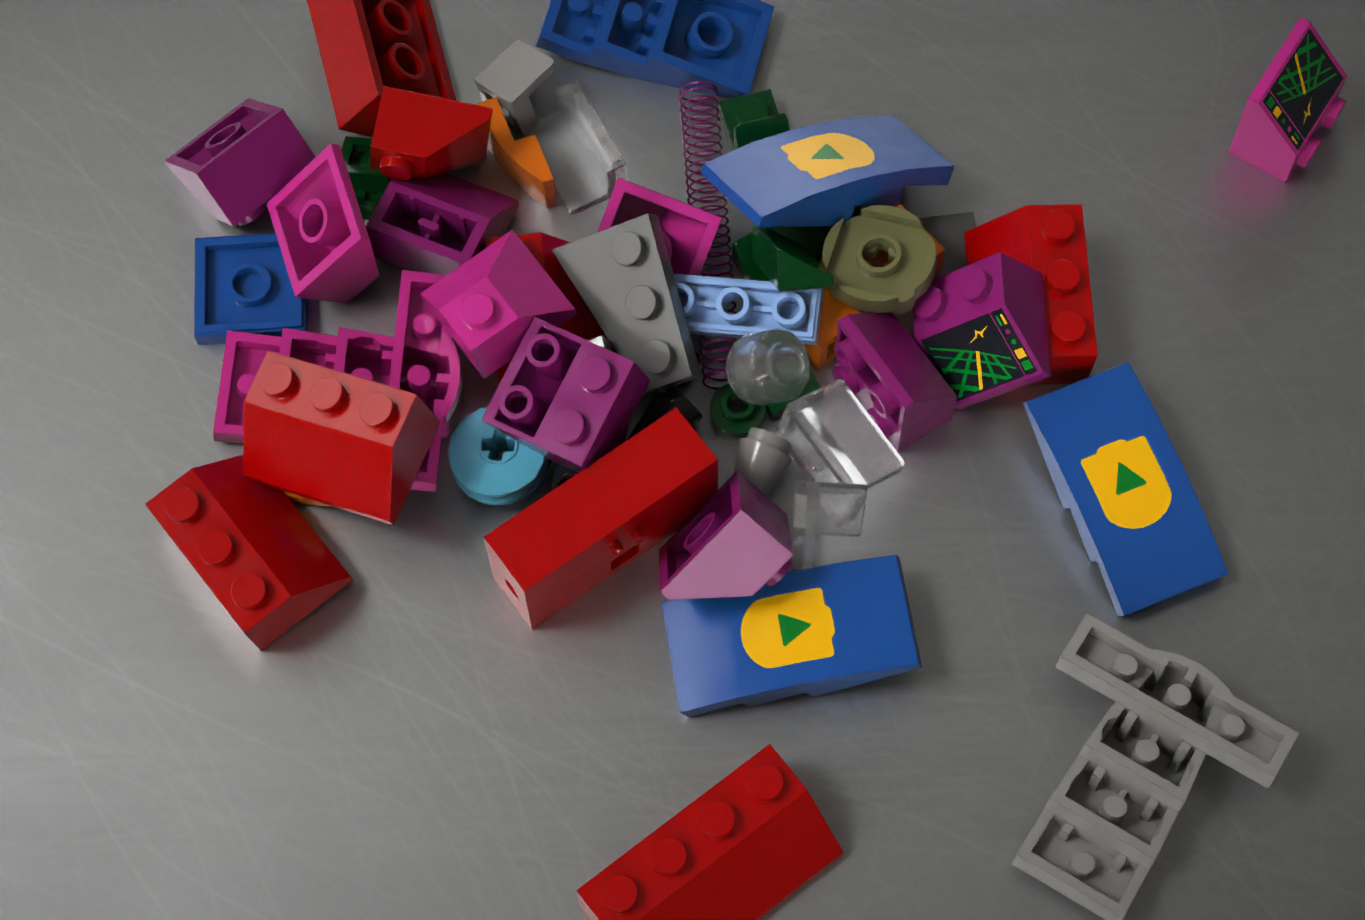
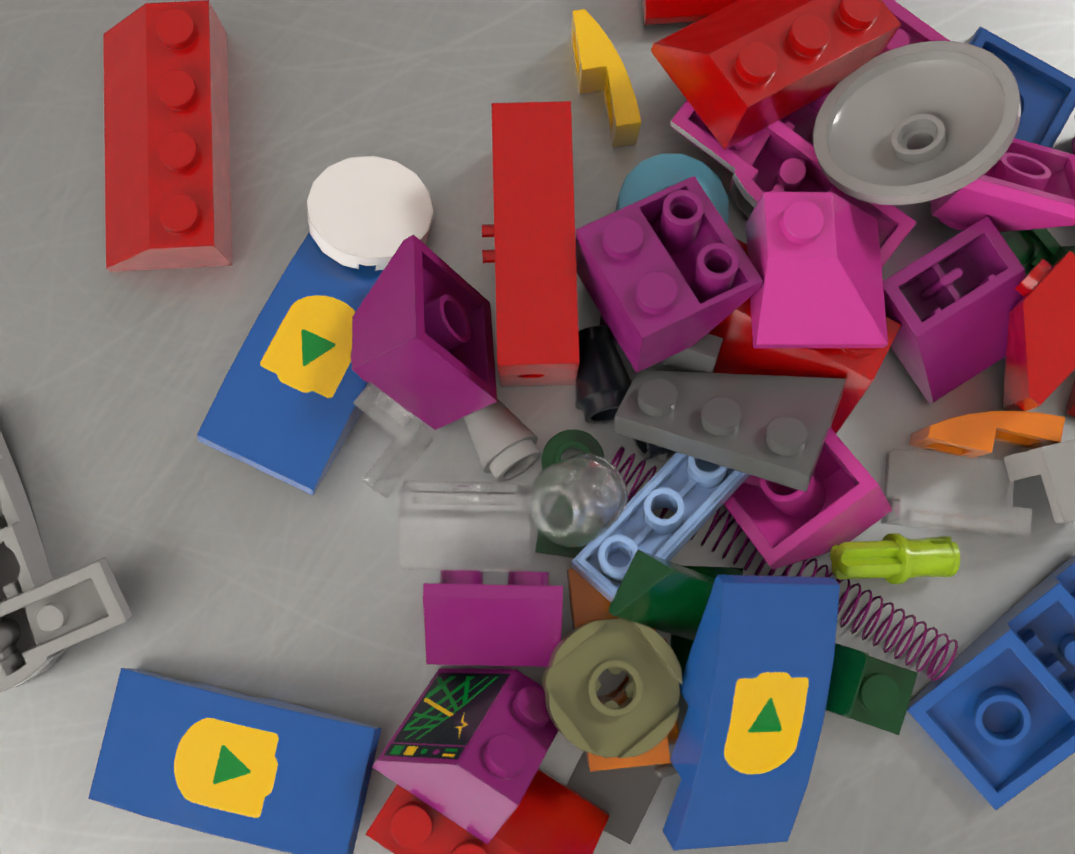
camera: 120 degrees right, 15 degrees up
(301, 304) = (917, 122): none -> light grey dish
(415, 583) = (602, 69): none -> yellow slope
(651, 157) = (895, 558): none -> lime axle
(655, 670) = (367, 209): none -> white tile

